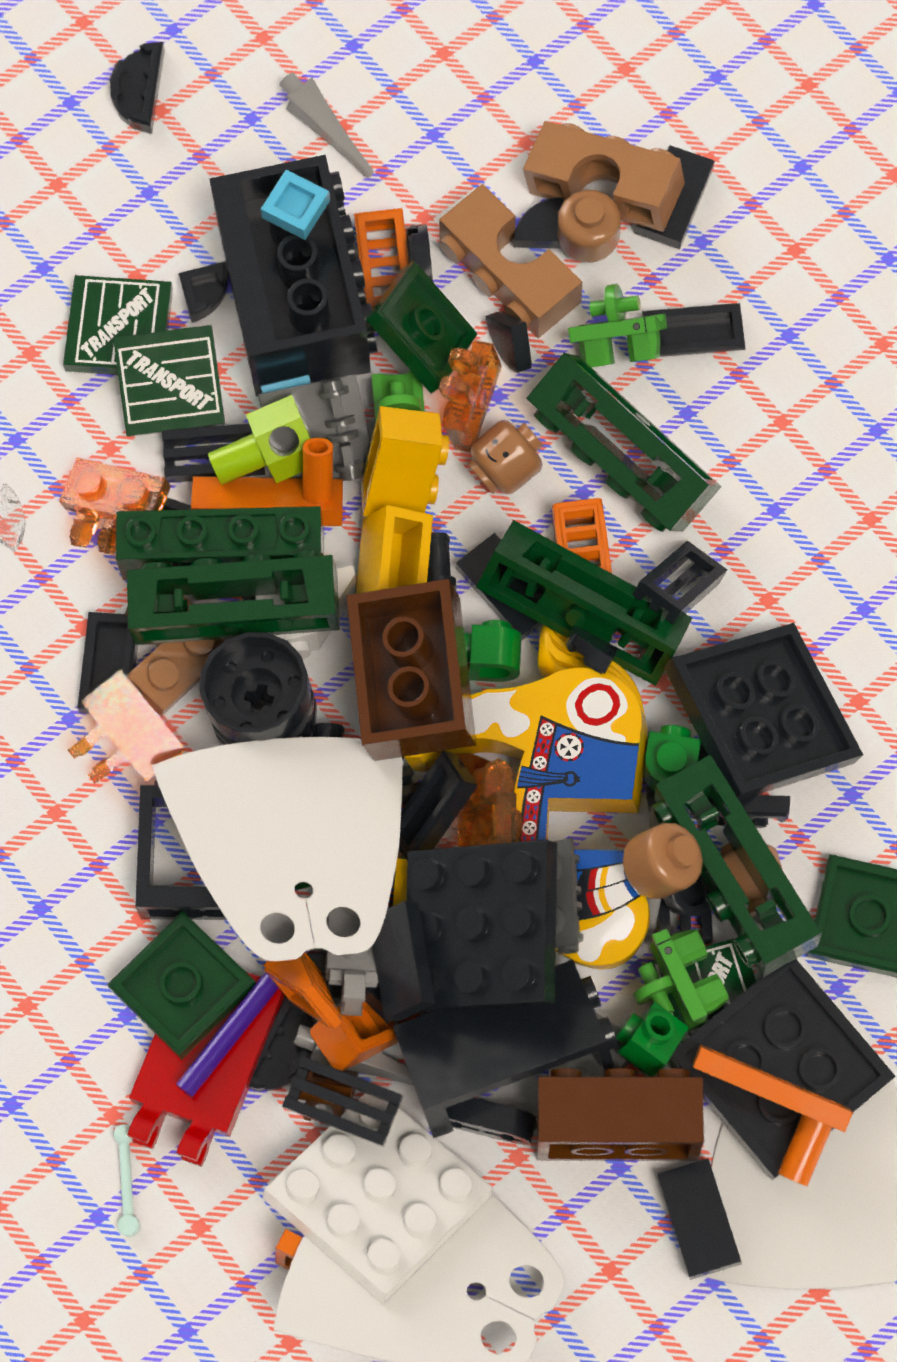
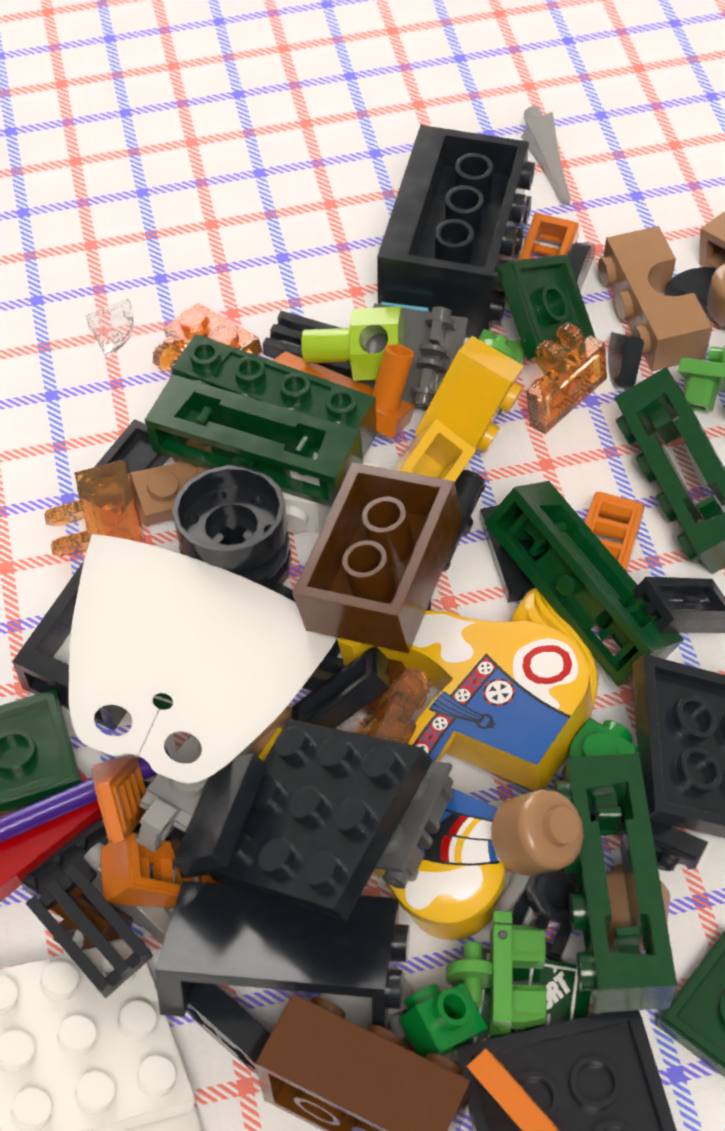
camera: 25 degrees right, 15 degrees down
(111, 309) = (292, 228): dark green tile -> none
(136, 86) = (409, 79): black tile -> none
(169, 380) = (308, 274): dark green tile -> none
(204, 289) = (371, 230): black tile -> none
(295, 204) = (481, 158): medium azure plate -> none
(493, 651) = (473, 590): green plate -> none
(506, 457) = (572, 441): medium nougat head -> none
(597, 652) = (568, 619): black tile -> none

